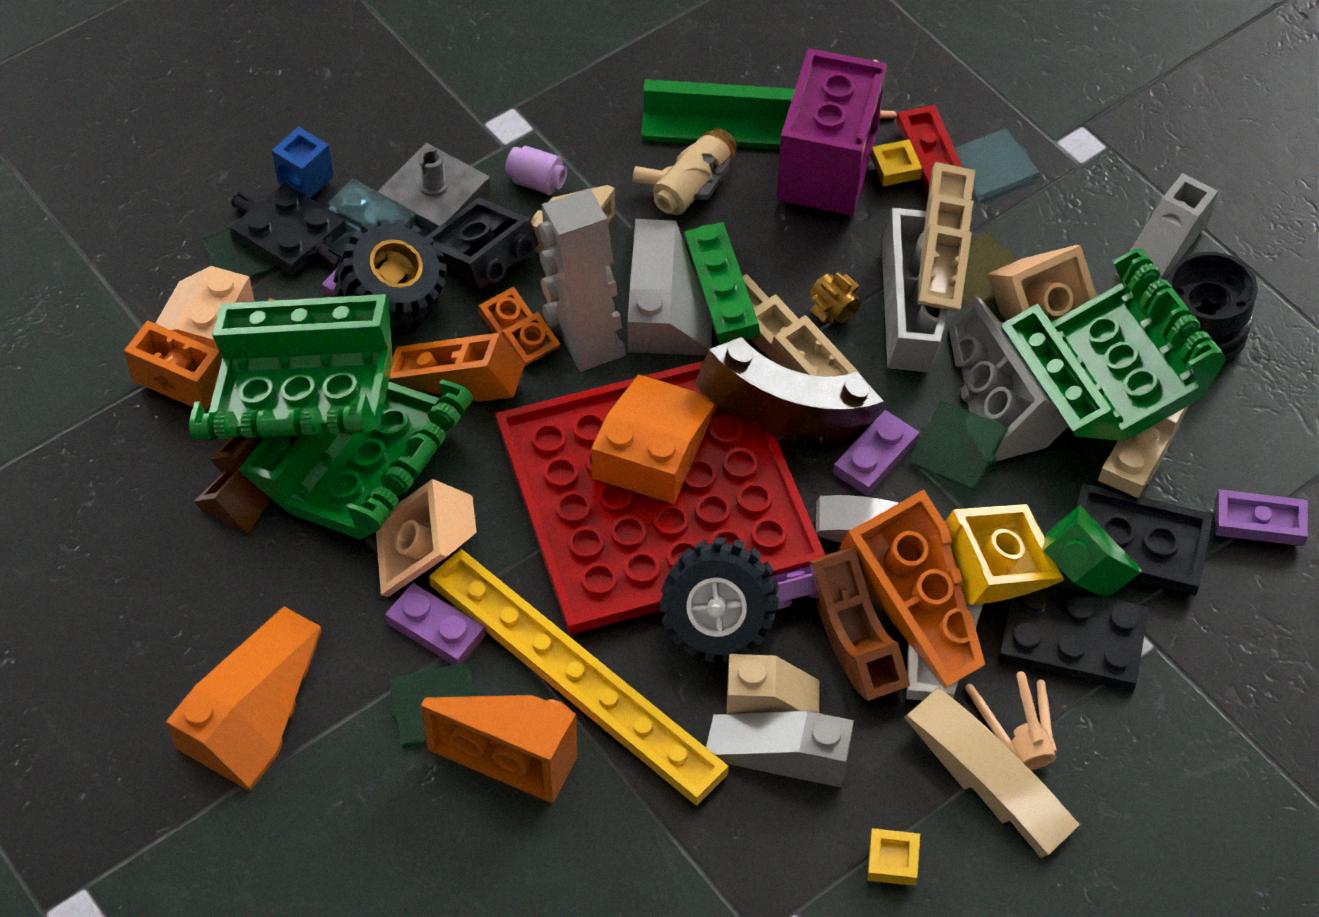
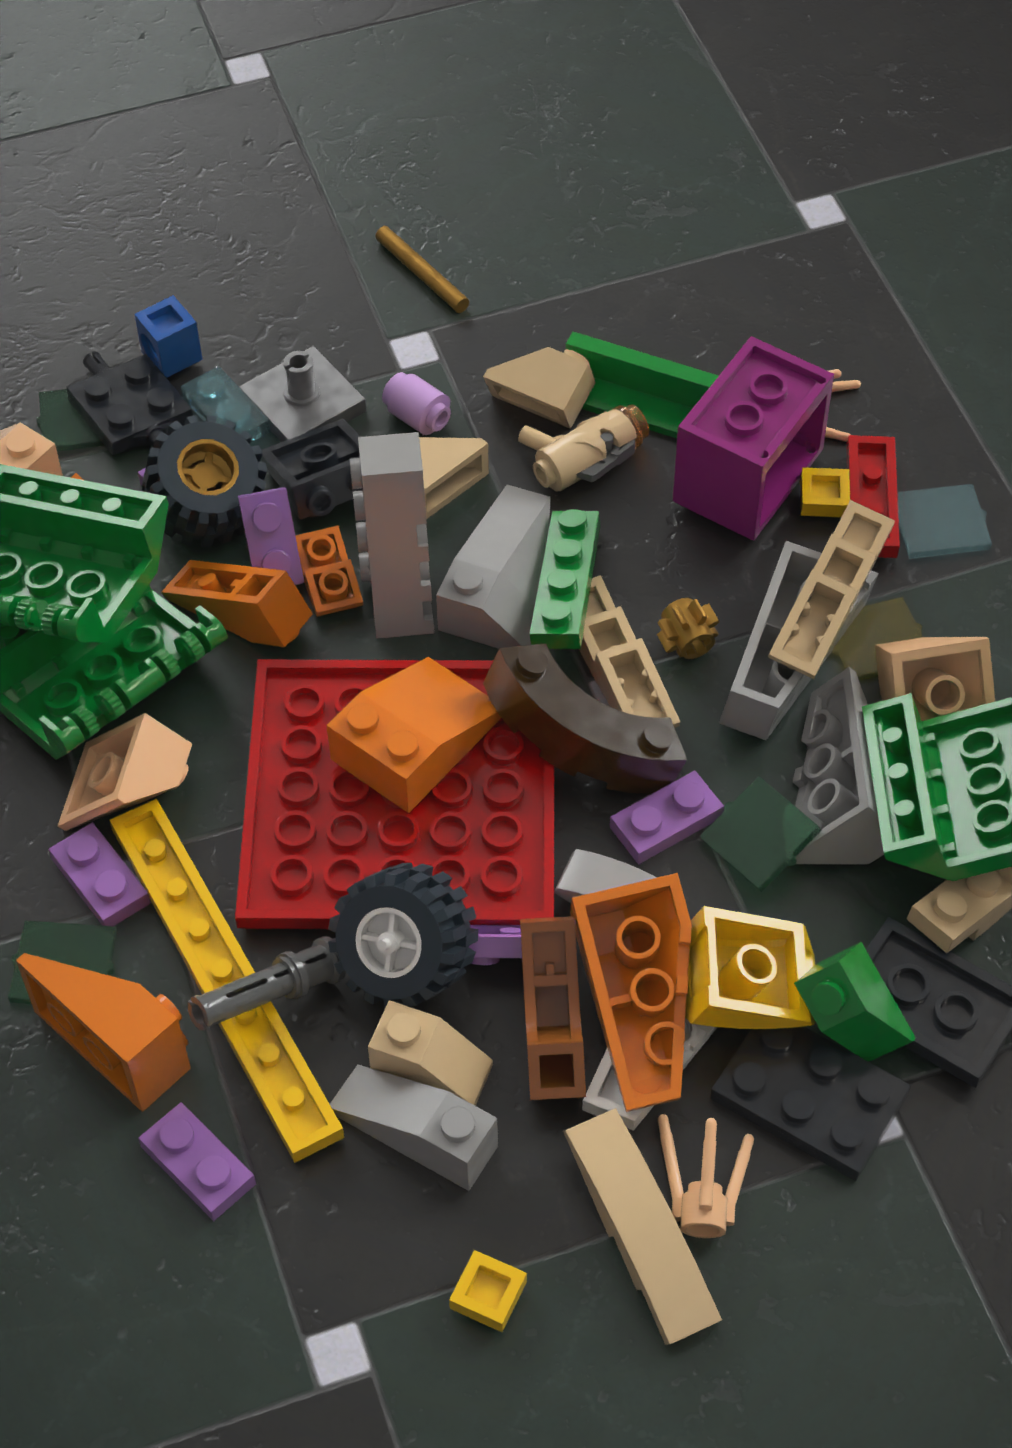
camera: 20 degrees right, 0 degrees up
(463, 303) = (271, 532): none -> medium lavender plate
(488, 56) = (422, 269): none -> pearl gold bar
(617, 827) = (197, 1161): none -> medium lavender plate
(634, 660) = (287, 977): none -> dark grey pin
(635, 128) = (544, 383): none -> tan slope

